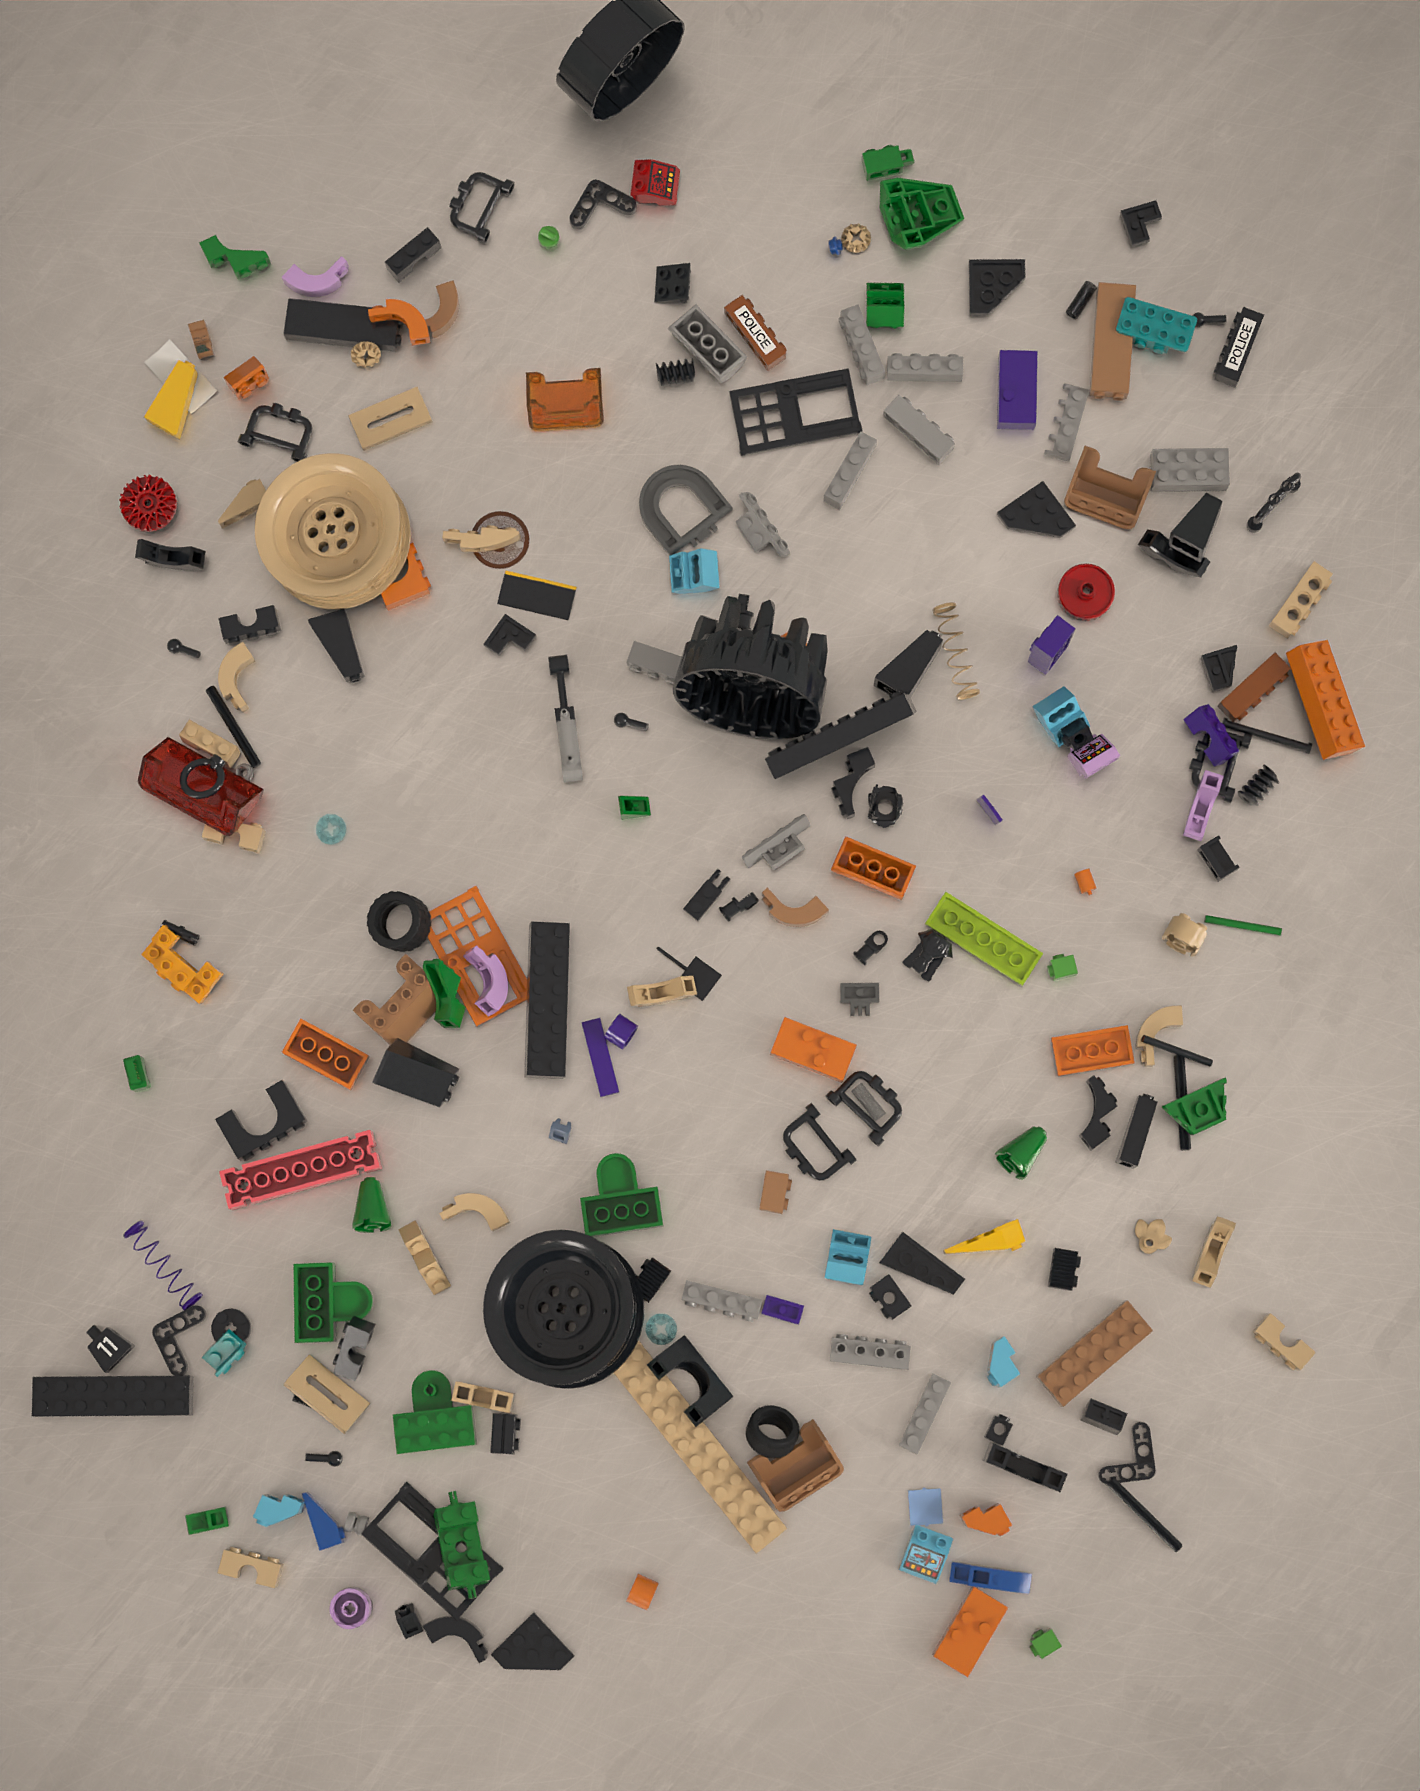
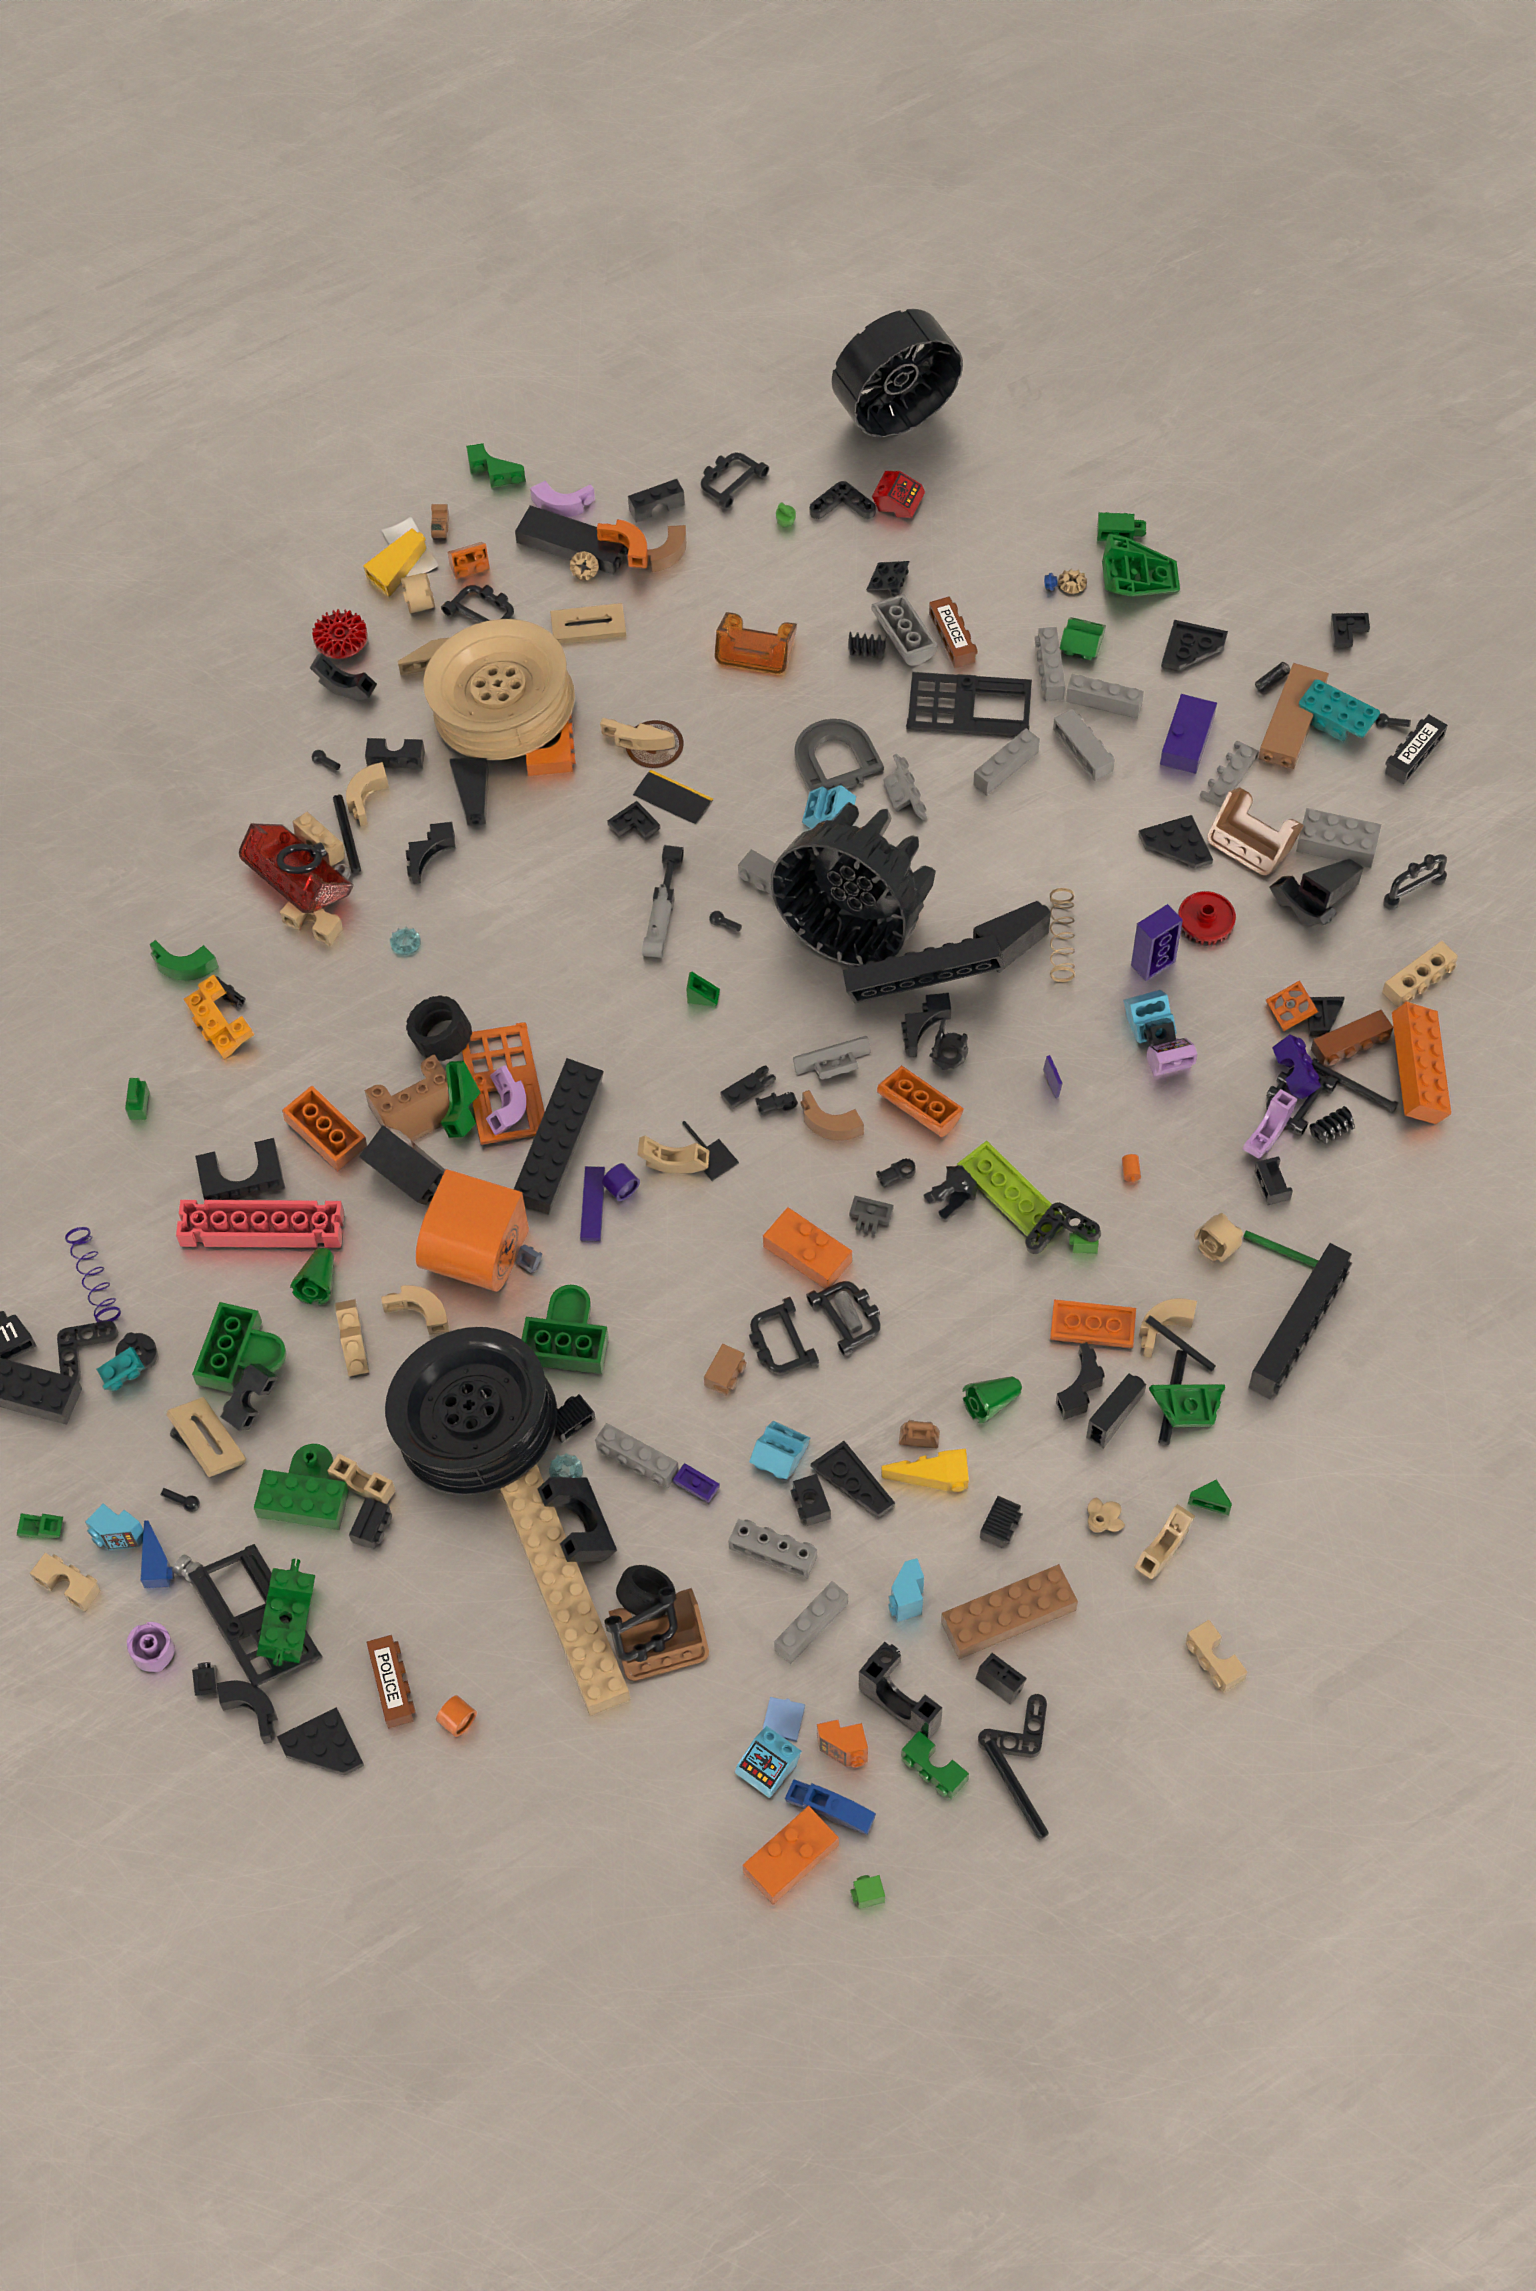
camera: 15 degrees right, 20 degrees down
(132, 919) = (184, 967): none -> green arch
(211, 434) = (418, 592): none -> tan brick
(327, 707) = (420, 852): none -> black arch
(505, 1135) = (472, 1231): none -> orange brick
(572, 1575) = (390, 1682): none -> dark orange brick
(762, 1484) = (657, 1643): none -> black bar
(967, 1205) = (919, 1434): none -> medium nougat piece
(1034, 962) = (1058, 1221): none -> black beam
(1052, 1507) = (946, 1779): none -> green arch
(1190, 669) = (1291, 1005): none -> orange piece
(1242, 1192) = (1211, 1498): none -> green slope
(1279, 998) = (1301, 1321): none -> black brick

